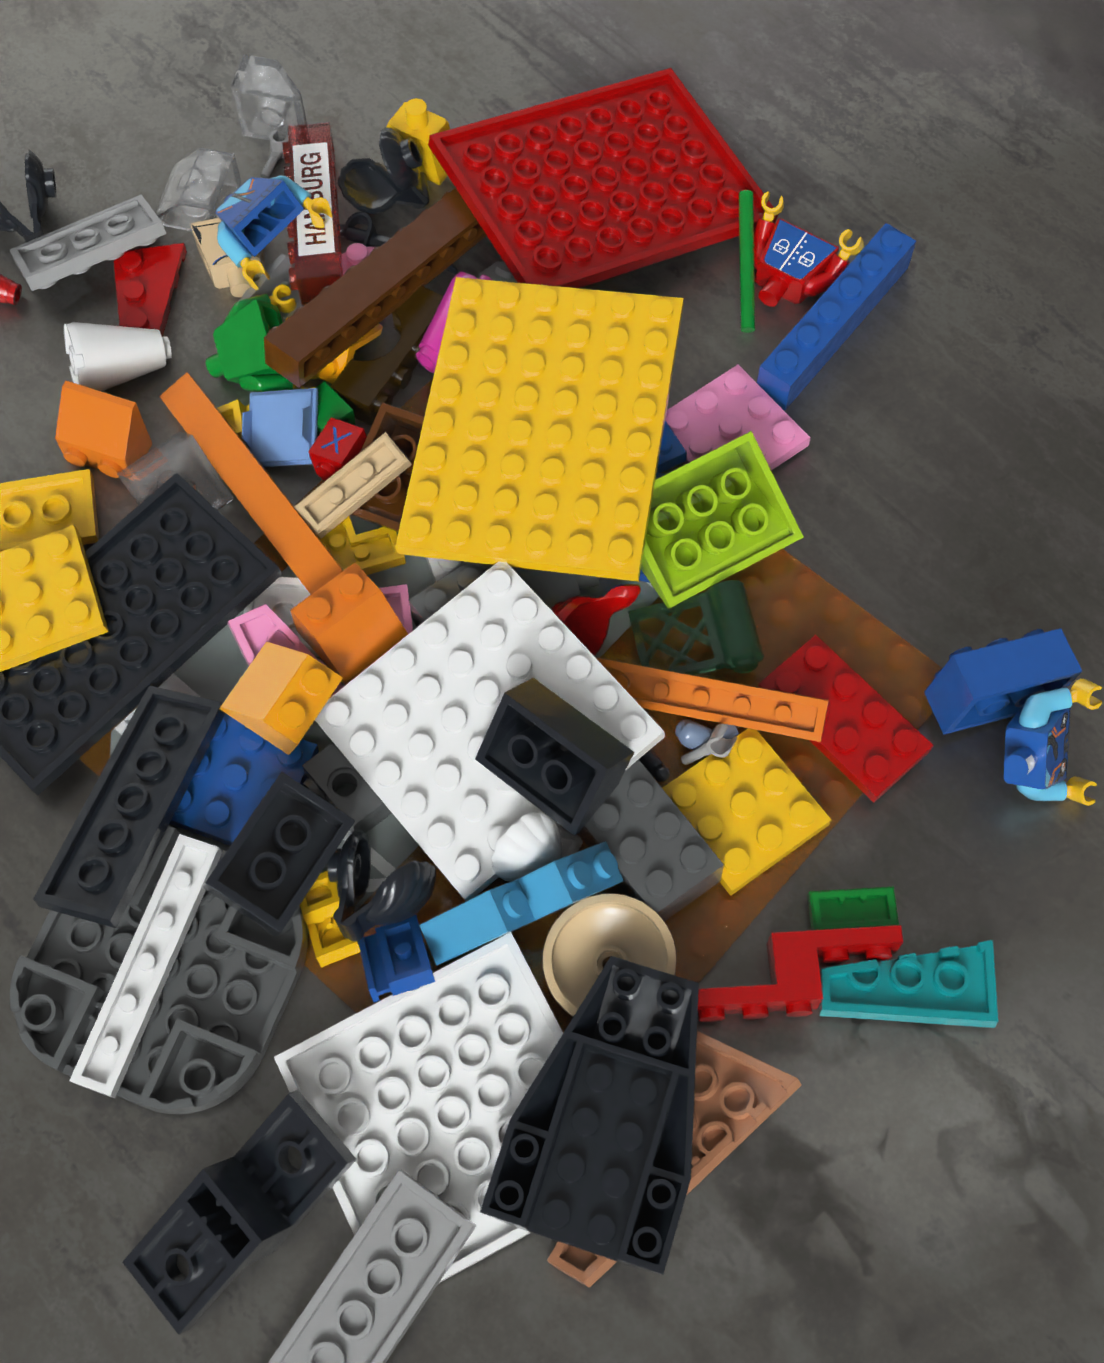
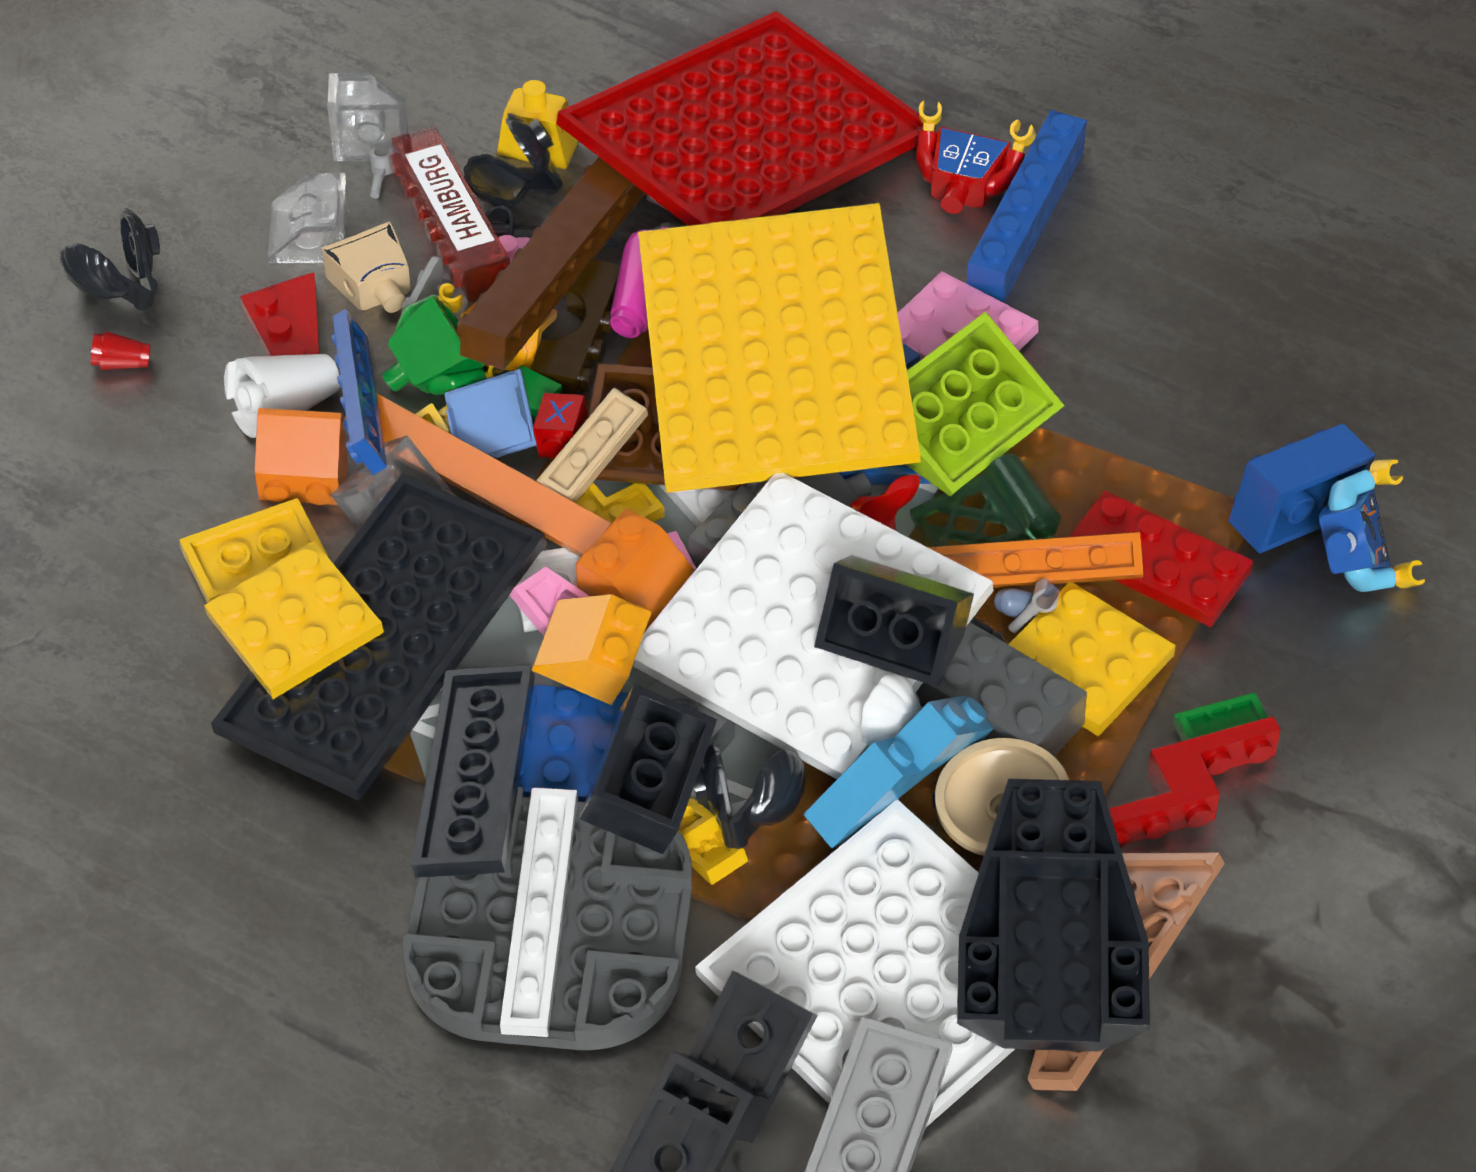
camera: 15 degrees left, 15 degrees down
(87, 242) = (212, 289): light grey plate -> none
(167, 381) = (359, 393): none -> blue plate
(258, 214) = (403, 219): torso -> none
(396, 959) = (791, 848): blue plate -> none
(746, 246) = (919, 174): green bar -> none
(929, 988) = (1322, 772): teal wing -> none

